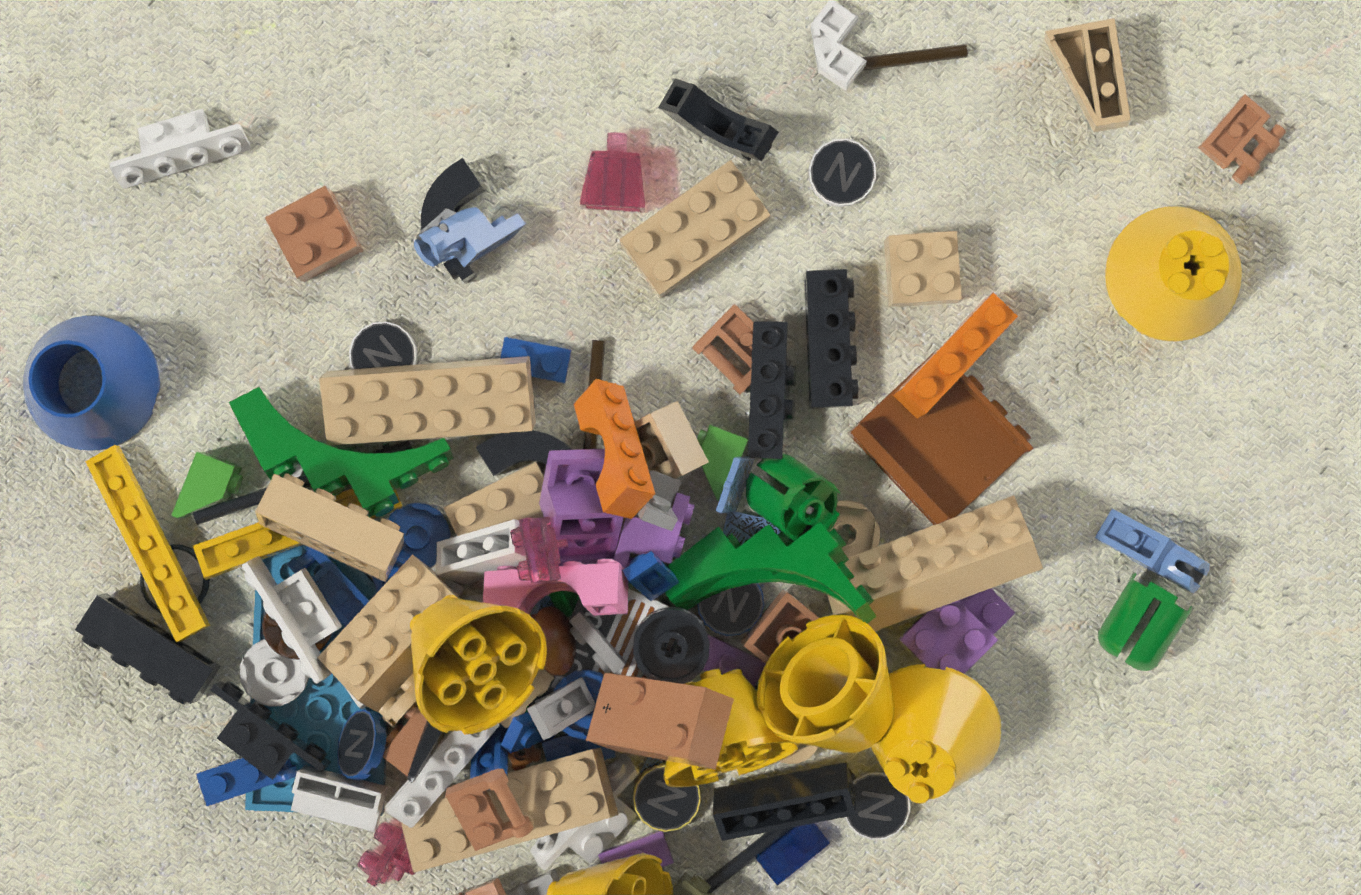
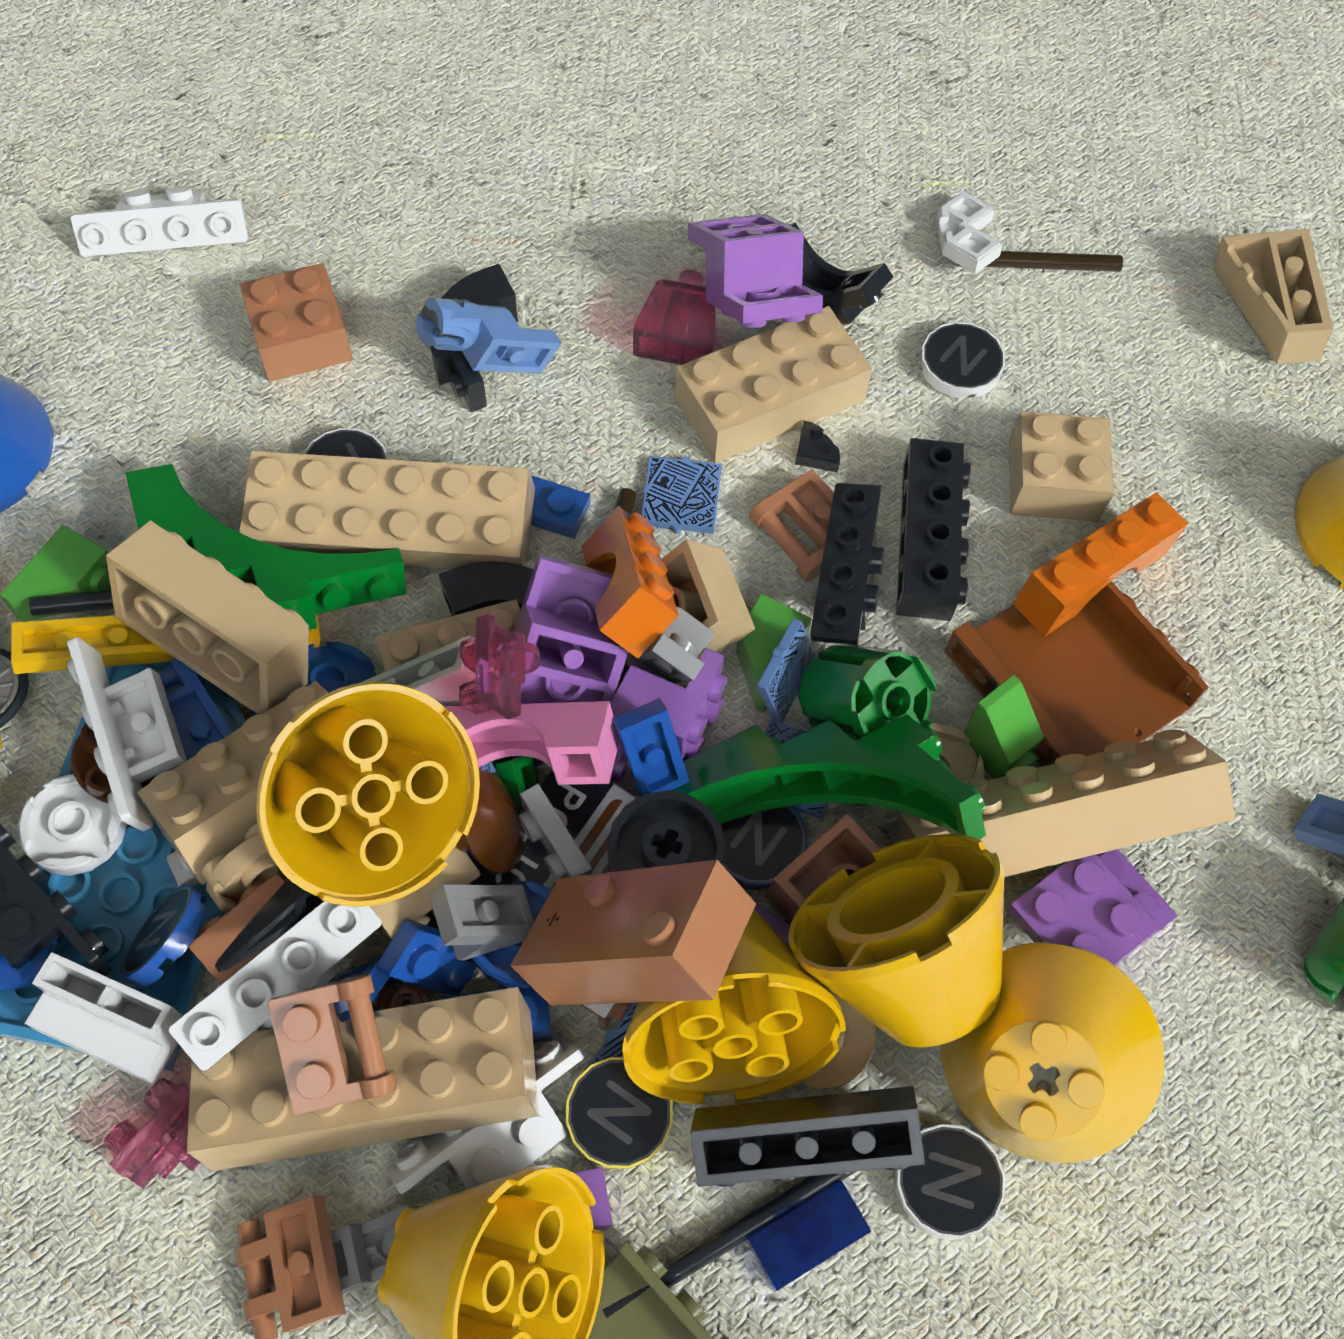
camera: 10 degrees right, 25 degrees down
(638, 333) = (681, 494): none -> medium blue piece
(667, 144) = (755, 269): none -> medium lavender bracket
(736, 276) = (817, 449): none -> black tile
(892, 505) = (1005, 729): none -> bright green slope

